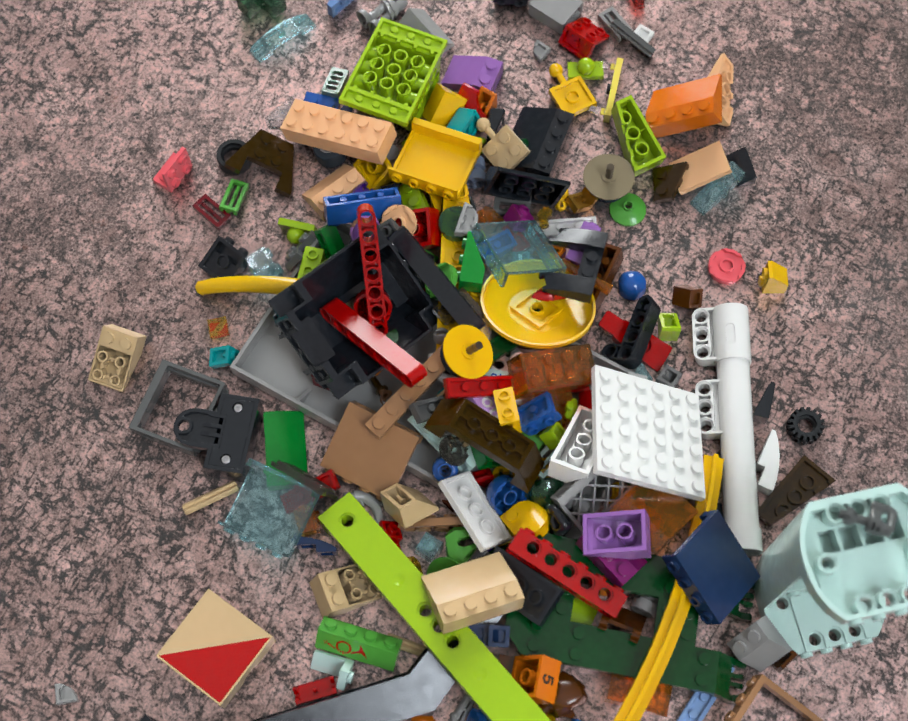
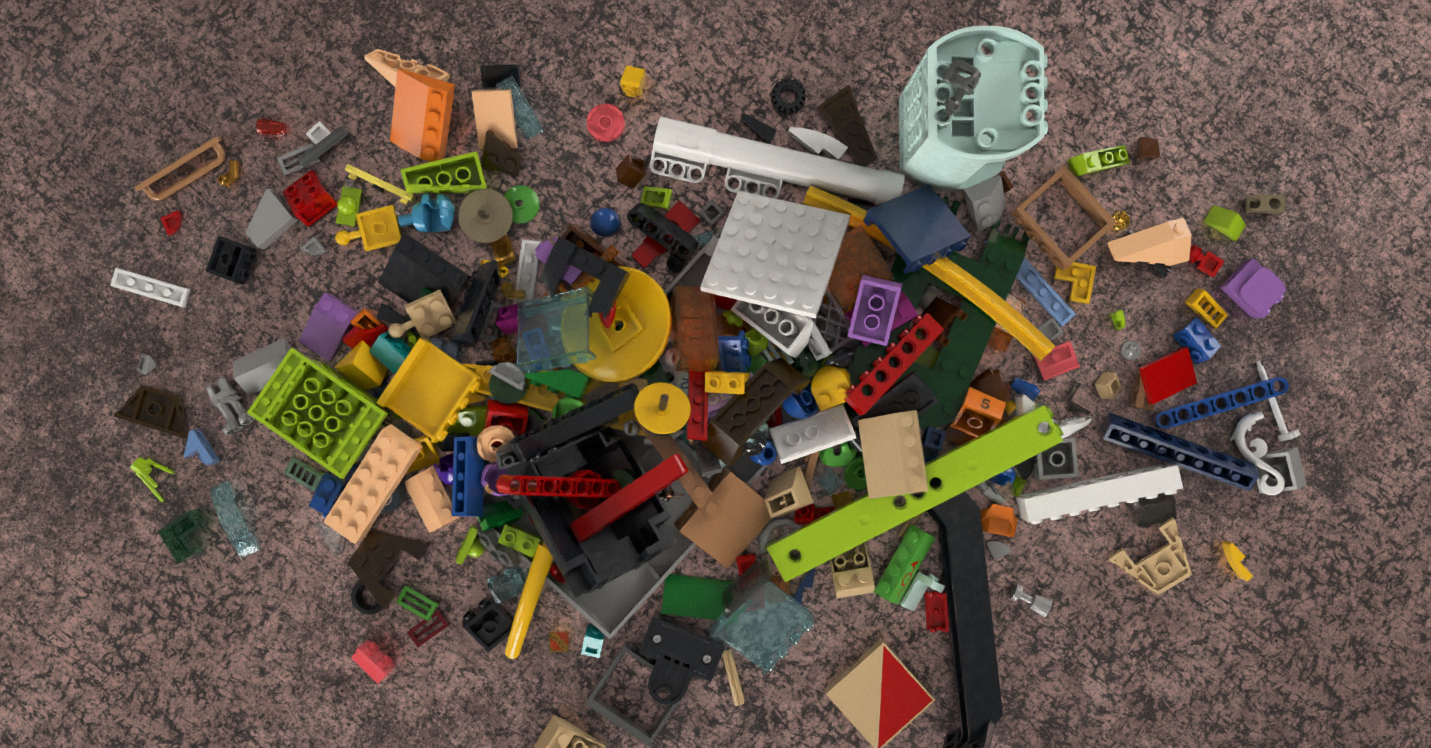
camera: 75 degrees left, 20 degrees up
(596, 133) = (430, 214): none -> dark azure piece

